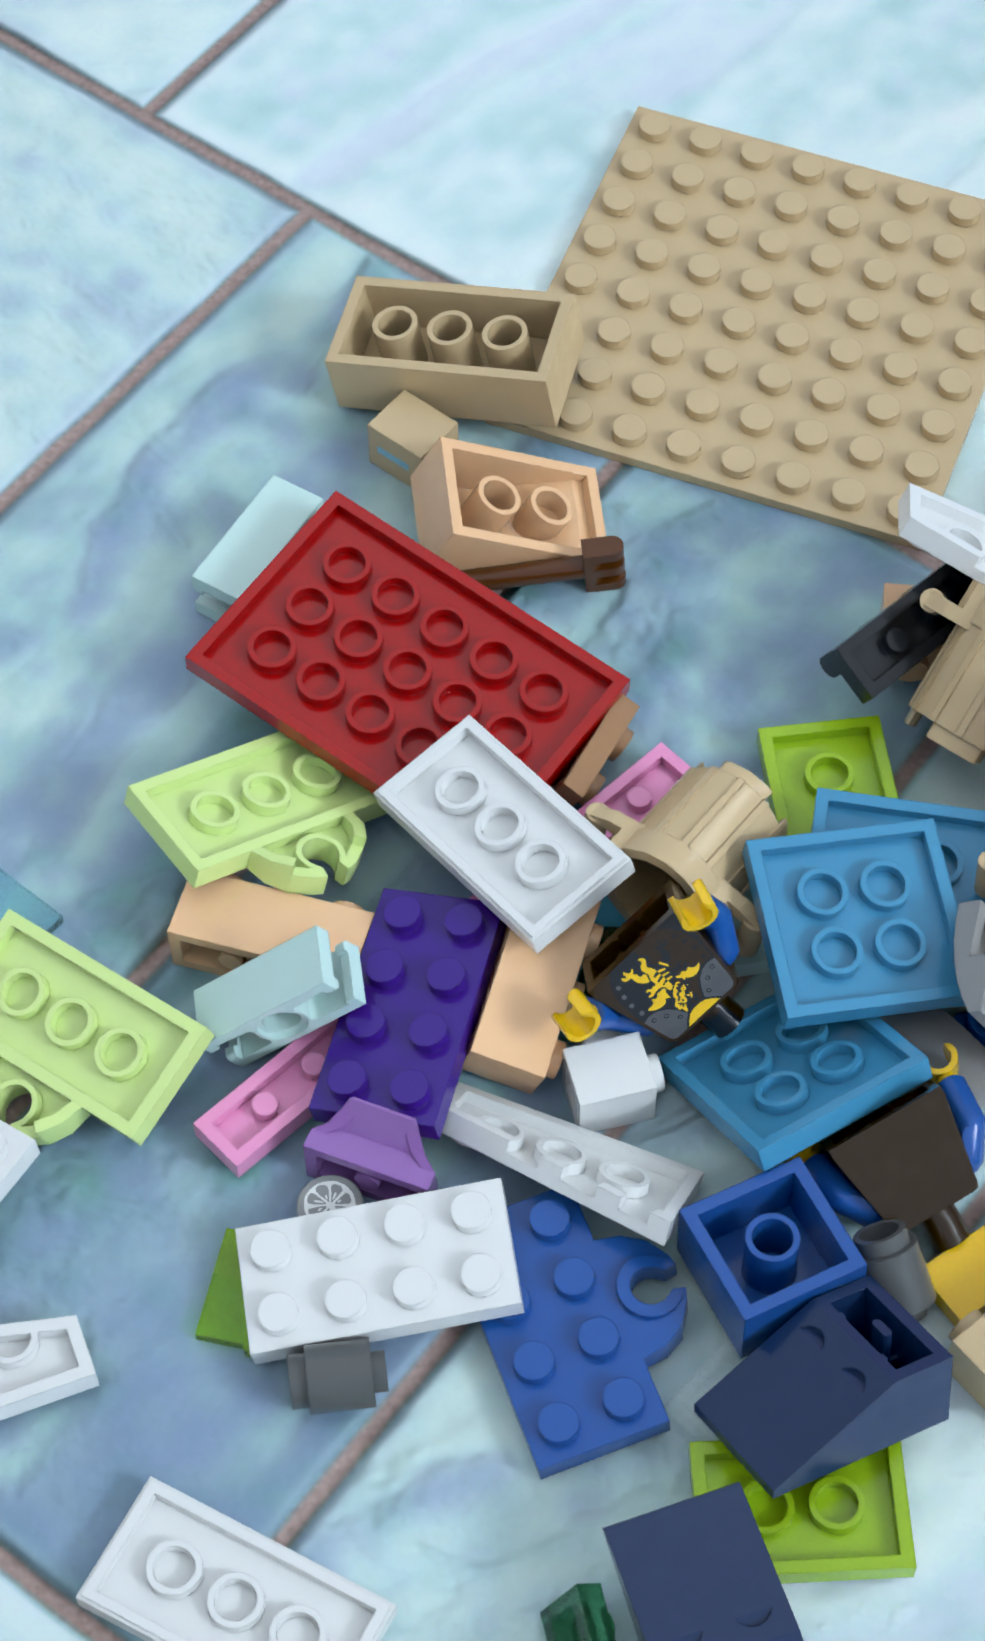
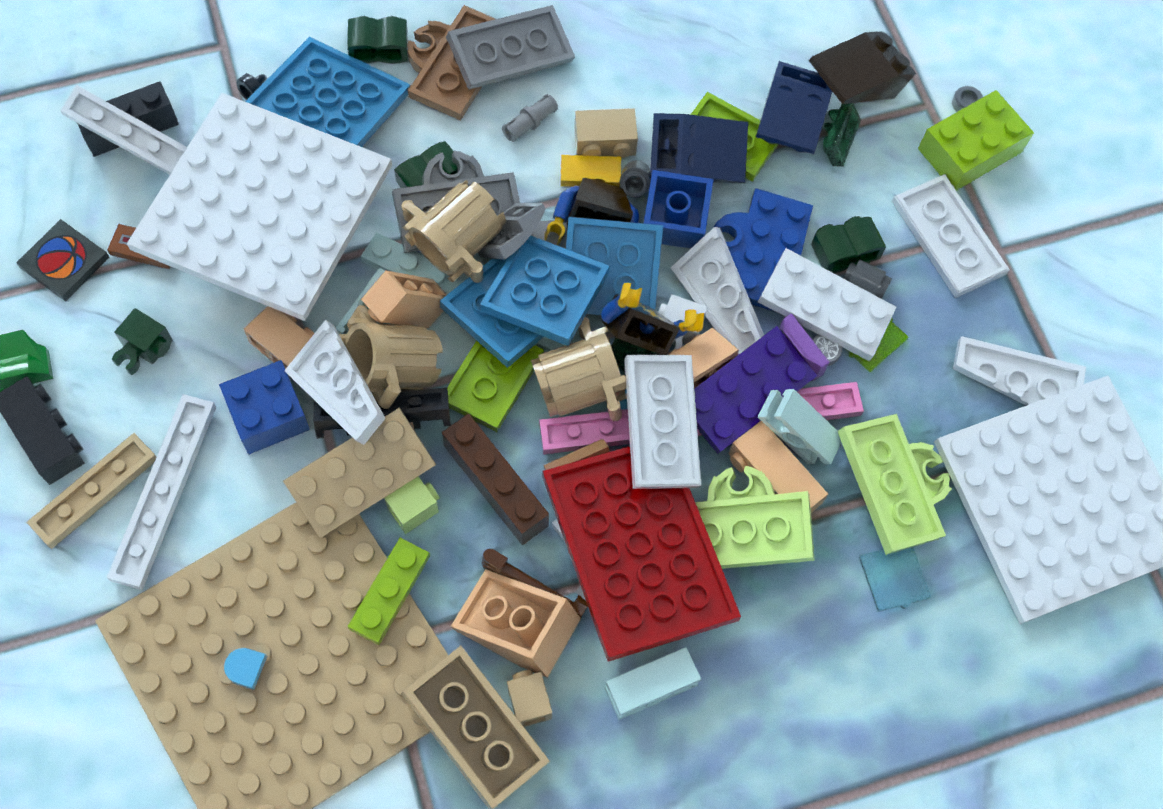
camera: 150 degrees left, 10 degrees up
(417, 1426) = (848, 243): none -> dark green brick
(702, 658) = (495, 479): none -> reddish brown brick
(712, 445) = (389, 591): none -> lime plate
(783, 562) = (412, 504): none -> yellowish green brick
(809, 261) = (244, 667): none -> medium azure tile
(857, 540) = (359, 474): none -> tan plate

